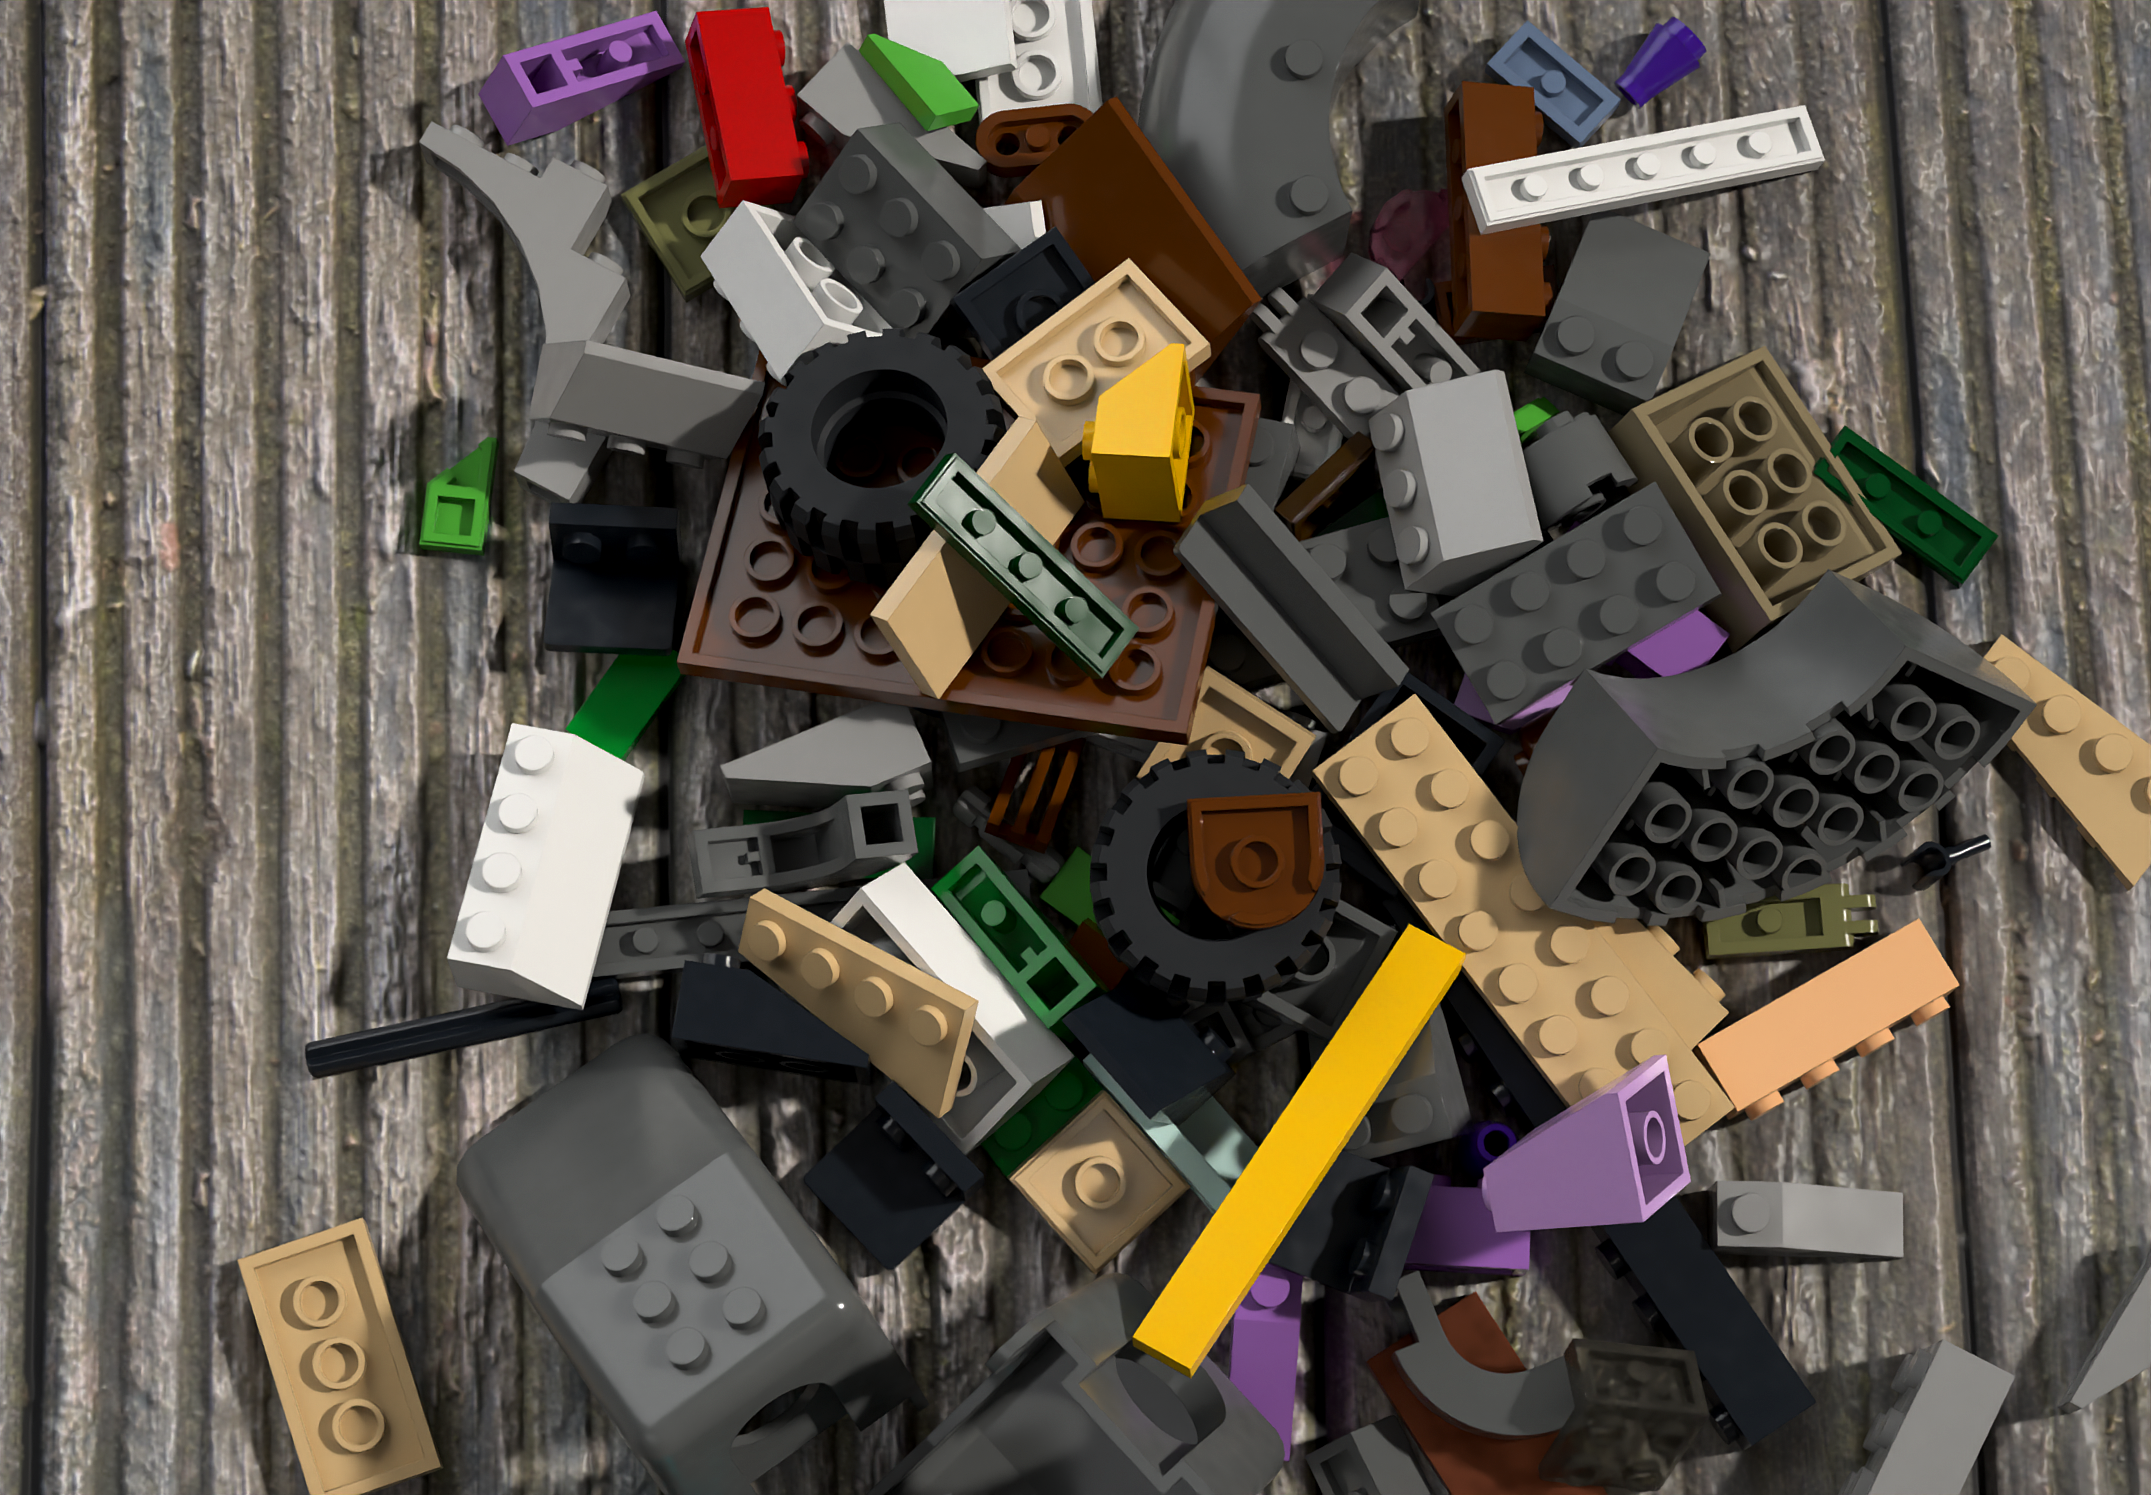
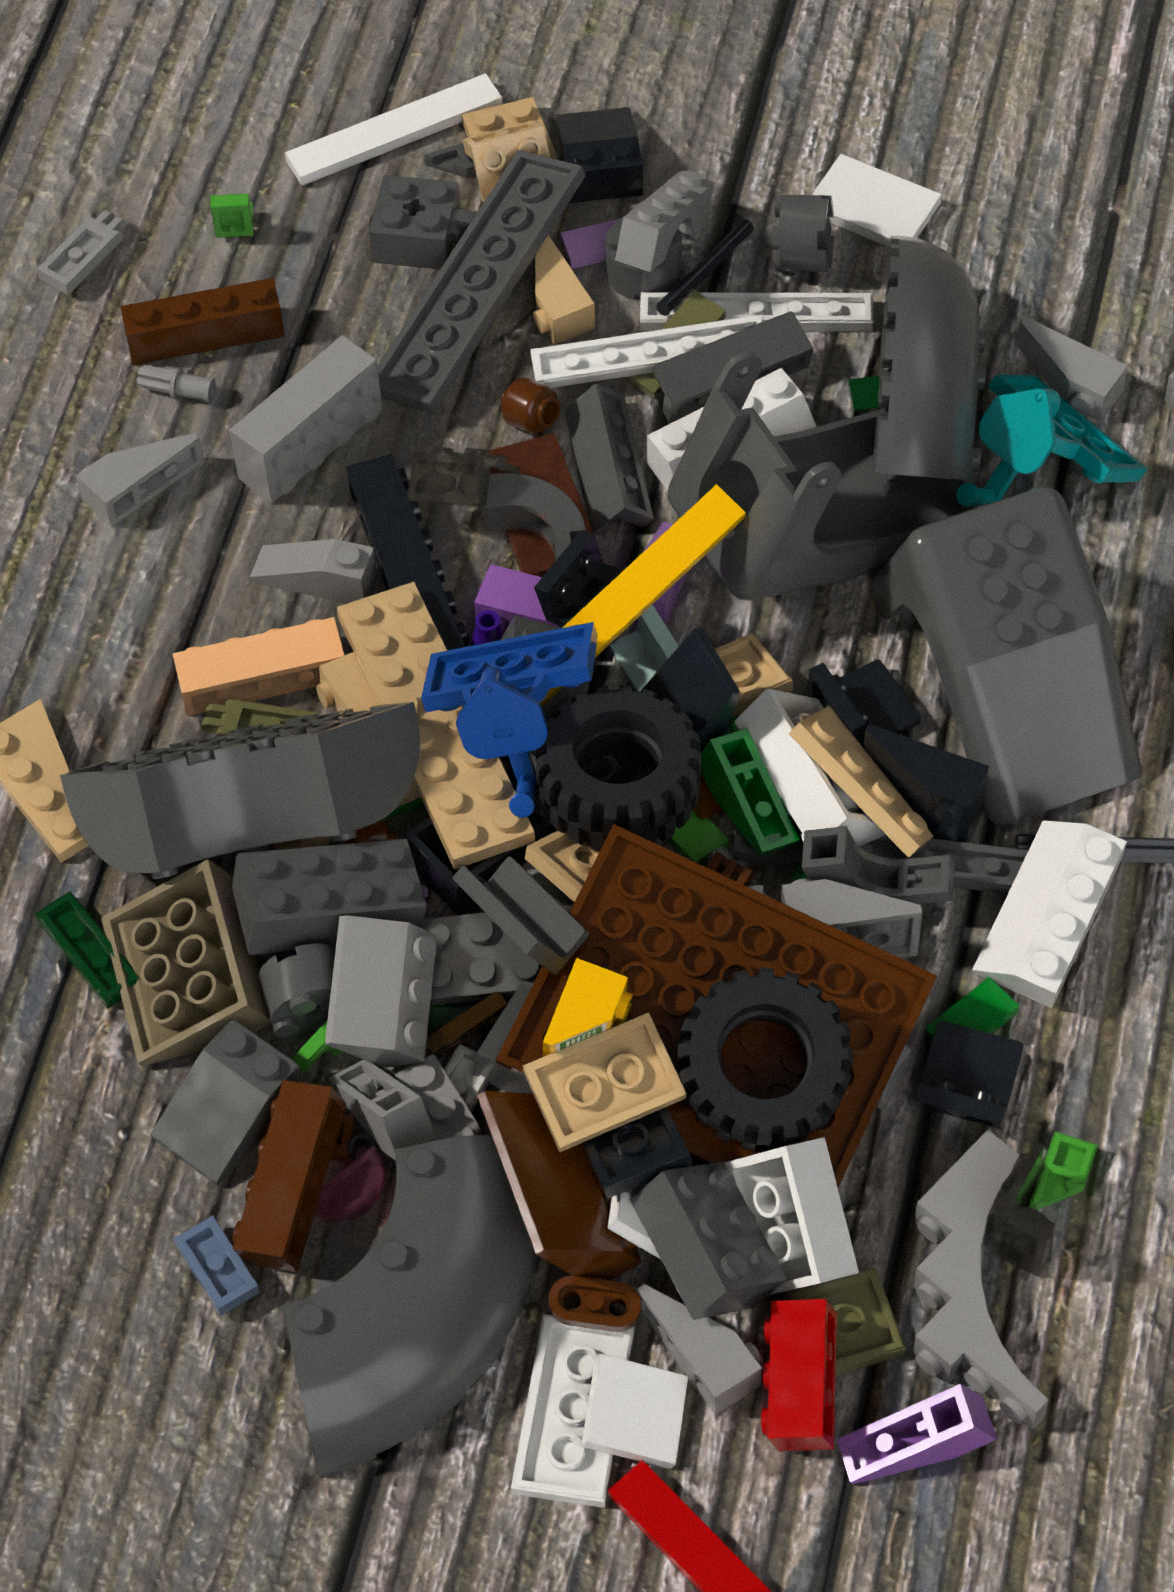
camera: 160 degrees left, 20 degrees down
(503, 363) = (1021, 1233): none -> clear smoke bracket
(641, 402) = (923, 1166): light grey slope -> none
(920, 83) = (669, 1349): bright green tile -> none
(939, 601) = (721, 957): tan tile -> none
(1023, 566) = (693, 927): tile -> none
(1256, 856) = (590, 744): reddish brown tile -> none
(1418, 958) = (502, 695): none -> blue plate
(1595, 1162) = (438, 572): lavender slope -> none
(1642, 169) = (177, 1176): white tile -> none
(1661, 61) = (133, 1263): dark purple cone -> none
(1938, 860) = (155, 737): black hand -> none

